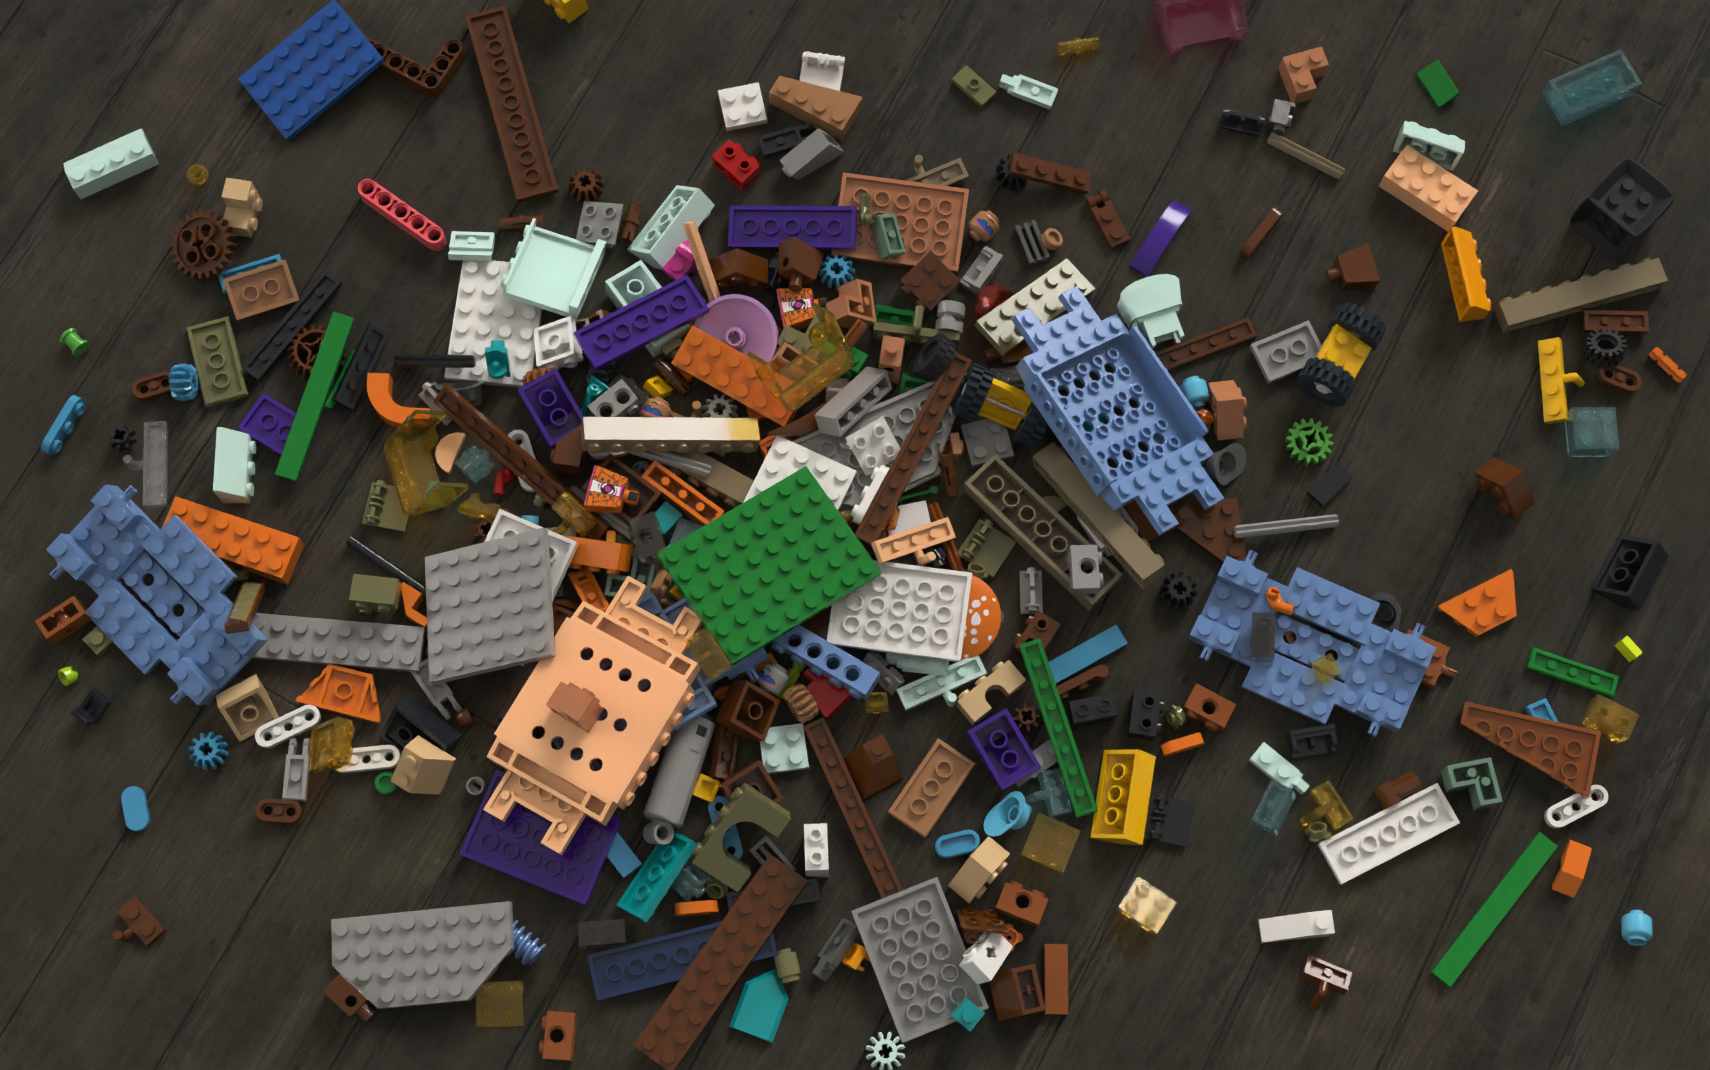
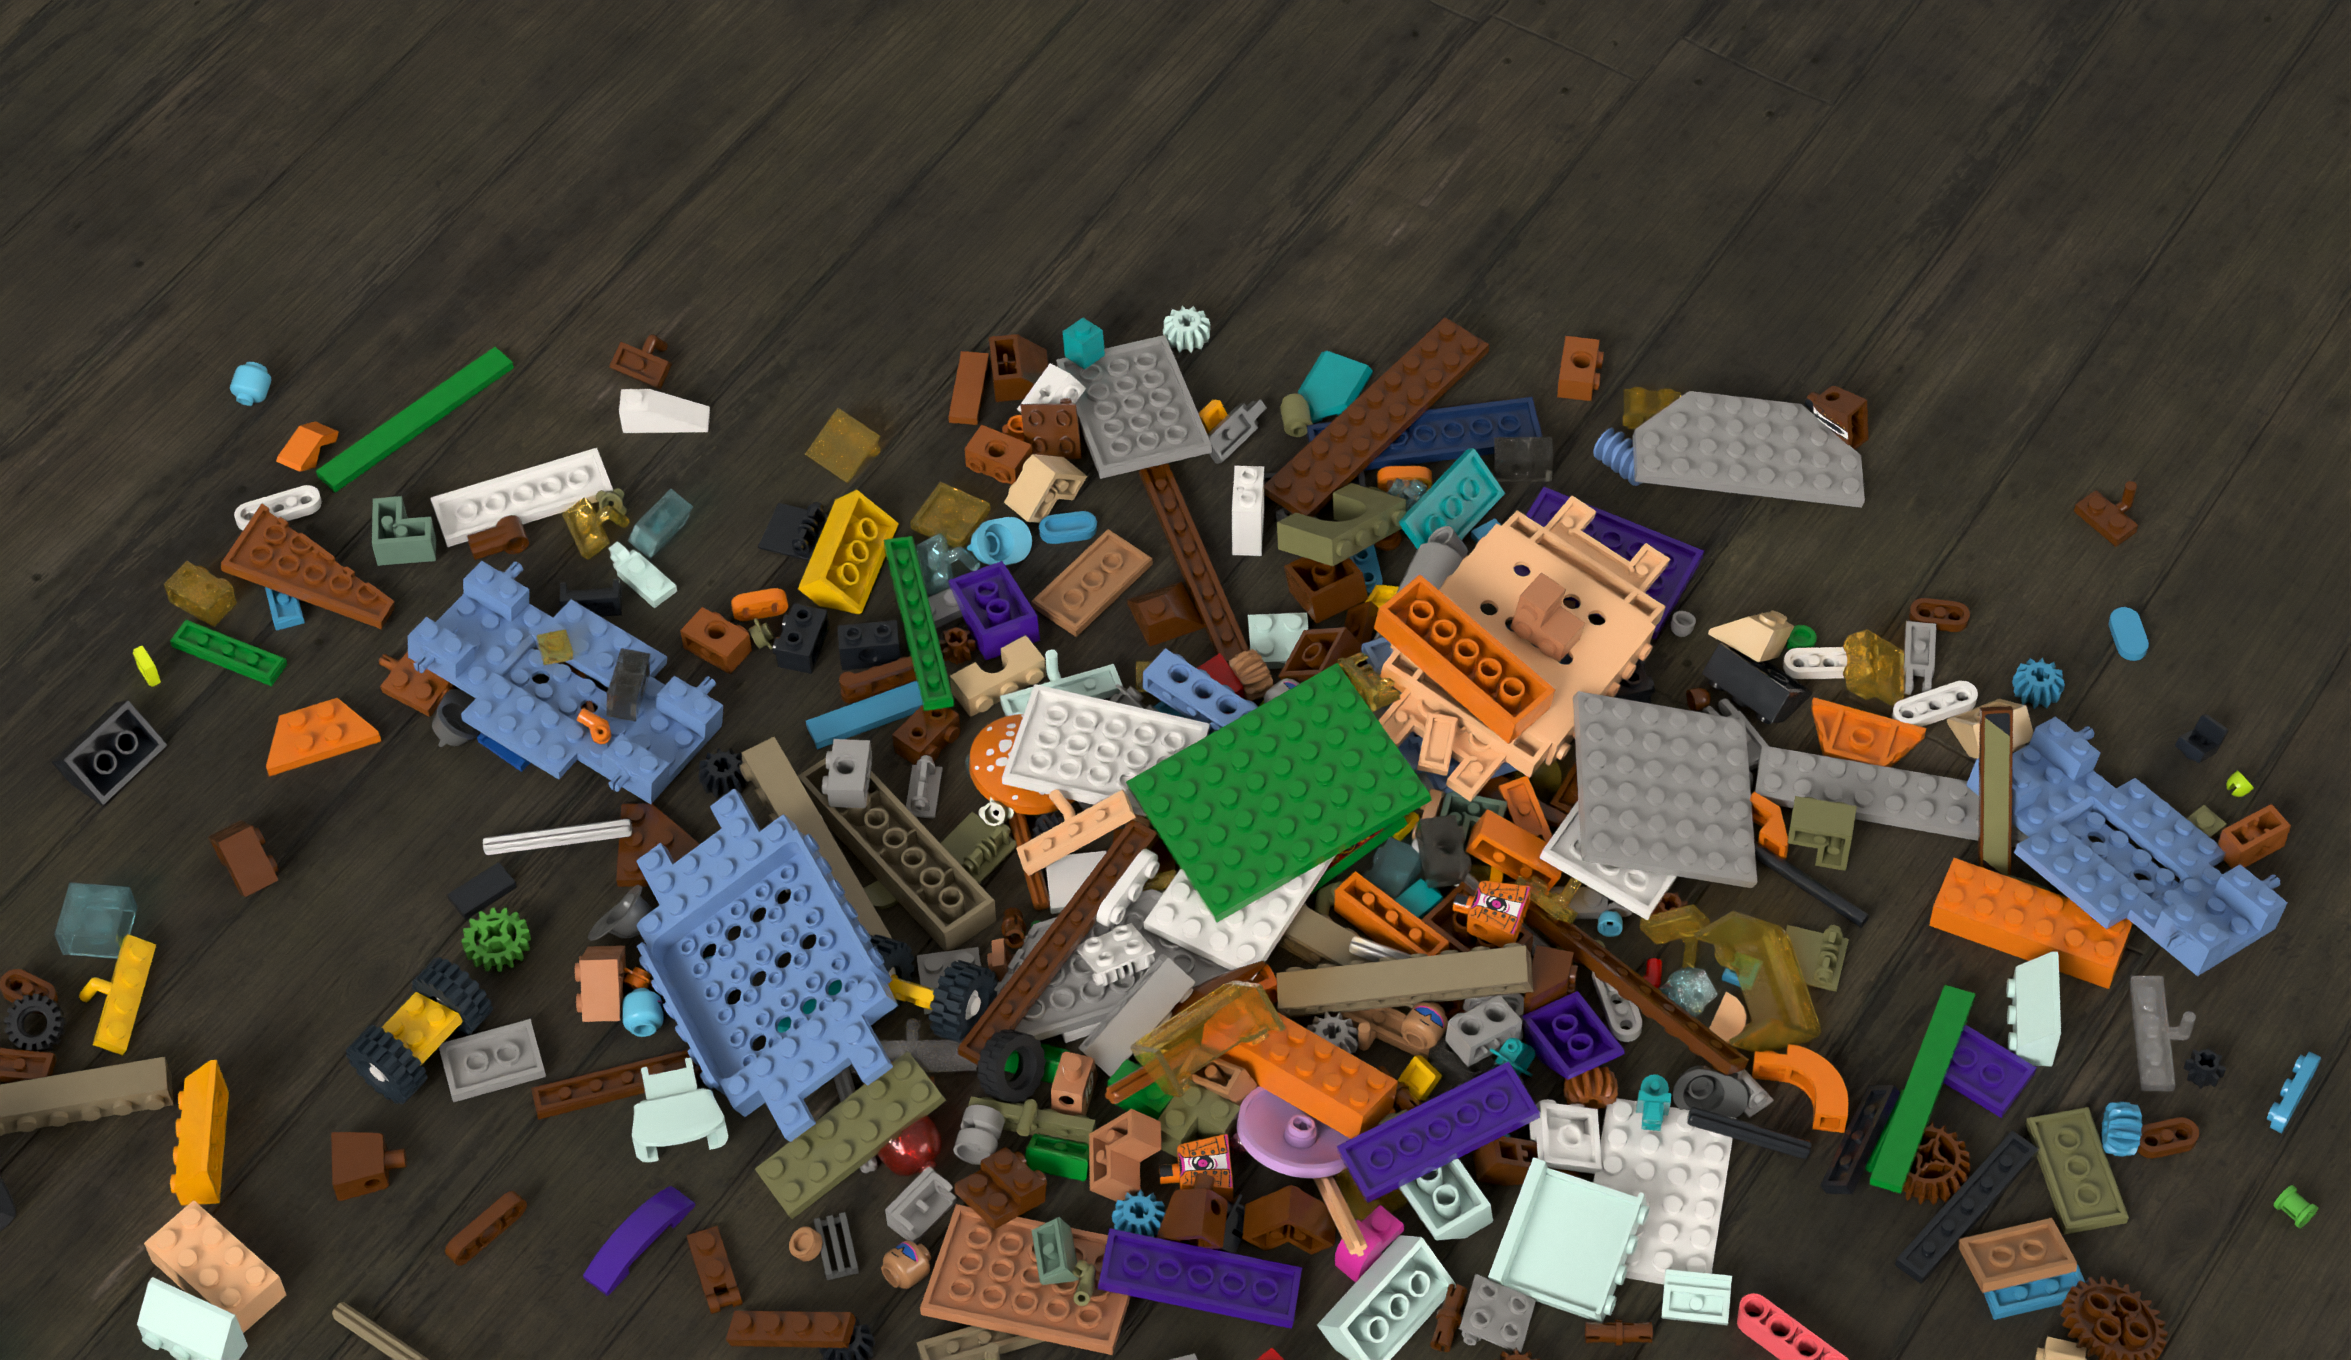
camera: 170 degrees left, 20 degrees down
(636, 659) = (1464, 659): none -> orange brick
(654, 608) = (1437, 743): none -> light nougat tile

